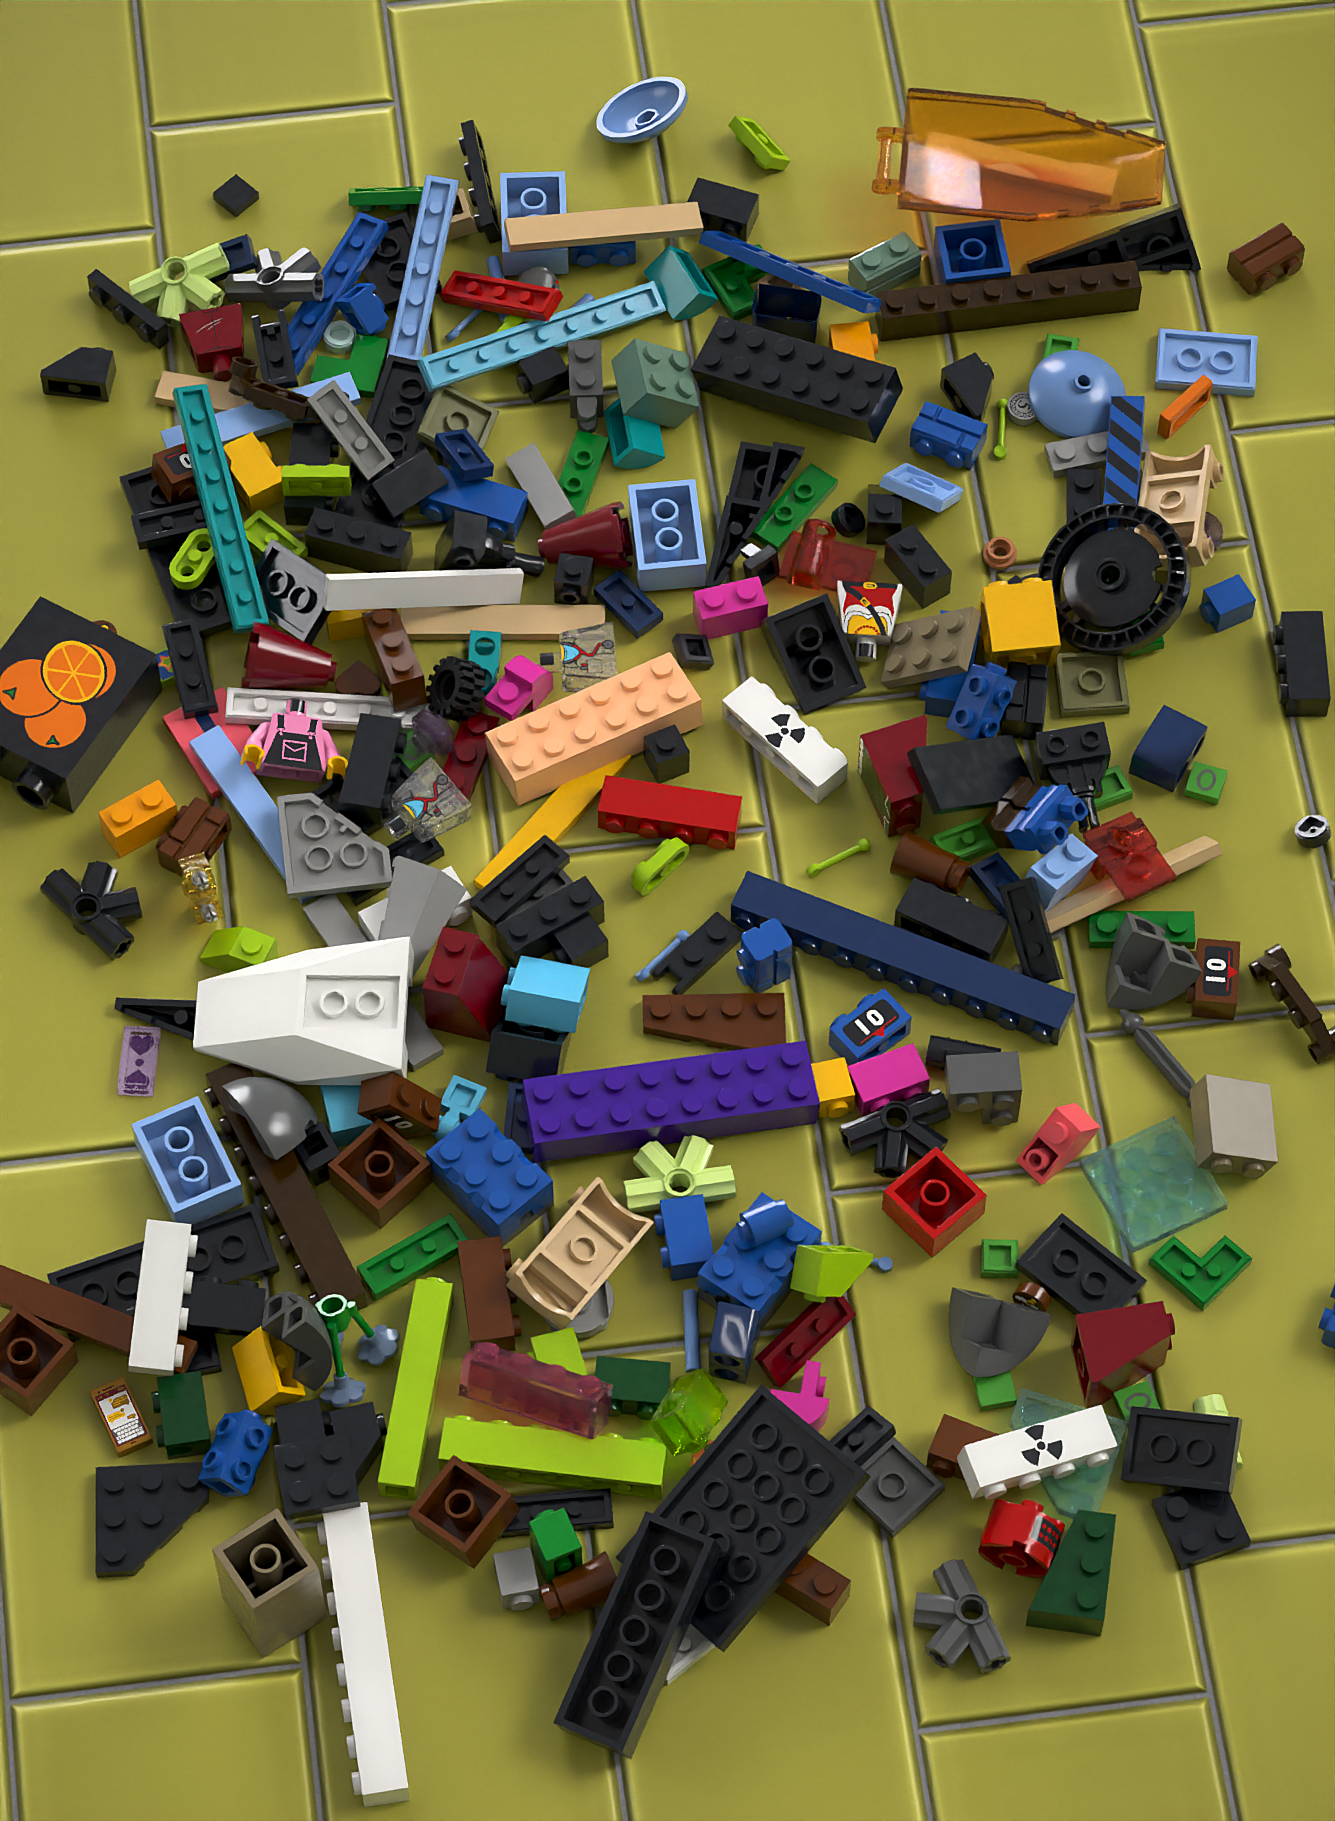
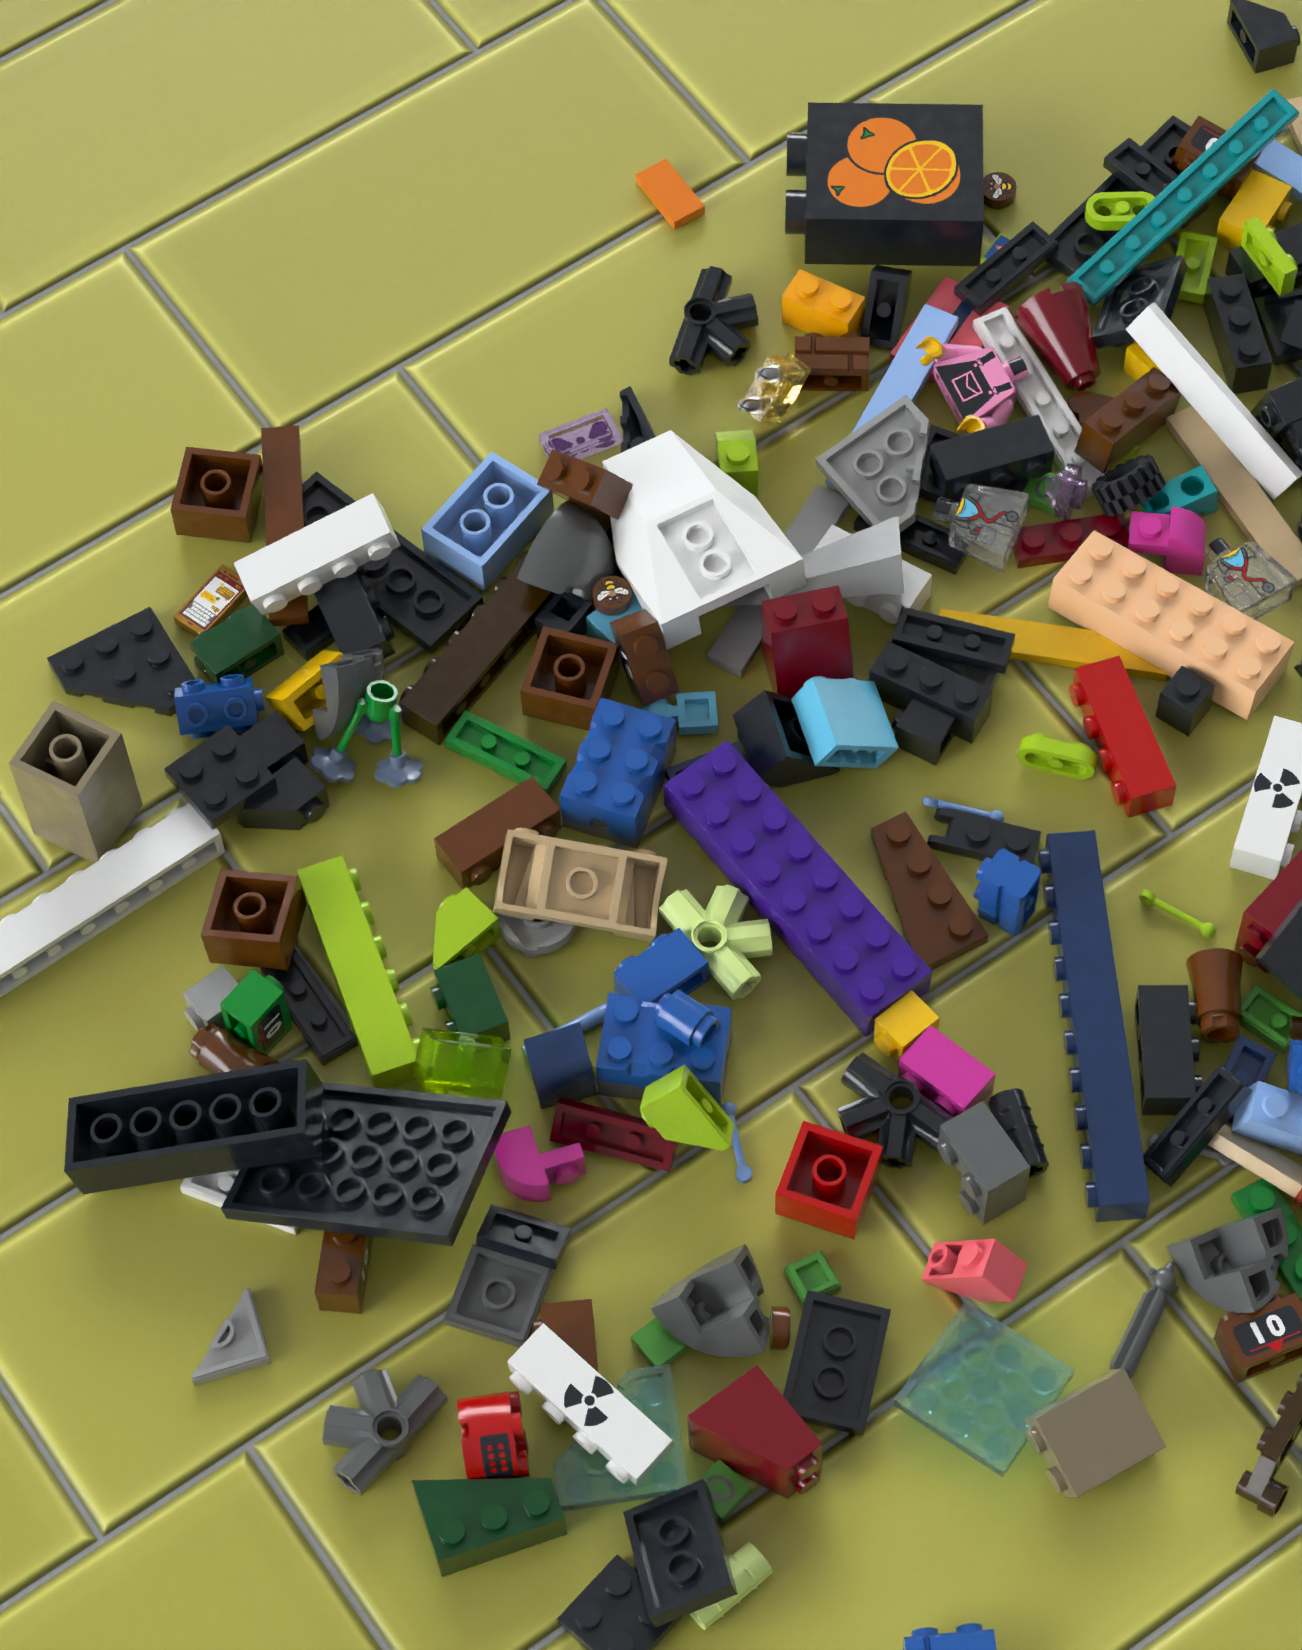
camera: 65 degrees right, 0 degrees up
(157, 759) = (886, 305): none -> black slope
(220, 1065) = (585, 484): none -> reddish brown brick
(327, 1101) = (612, 595): none -> reddish brown tile
(416, 1389) = (369, 820): lime brick -> none
(535, 1389) = (412, 918): clear pink brick -> none
(827, 1698) = (236, 1345): none -> light grey tile
(870, 1028) = (994, 1030): blue brick -> none
(1198, 1277) = (908, 1492): green tile -> none

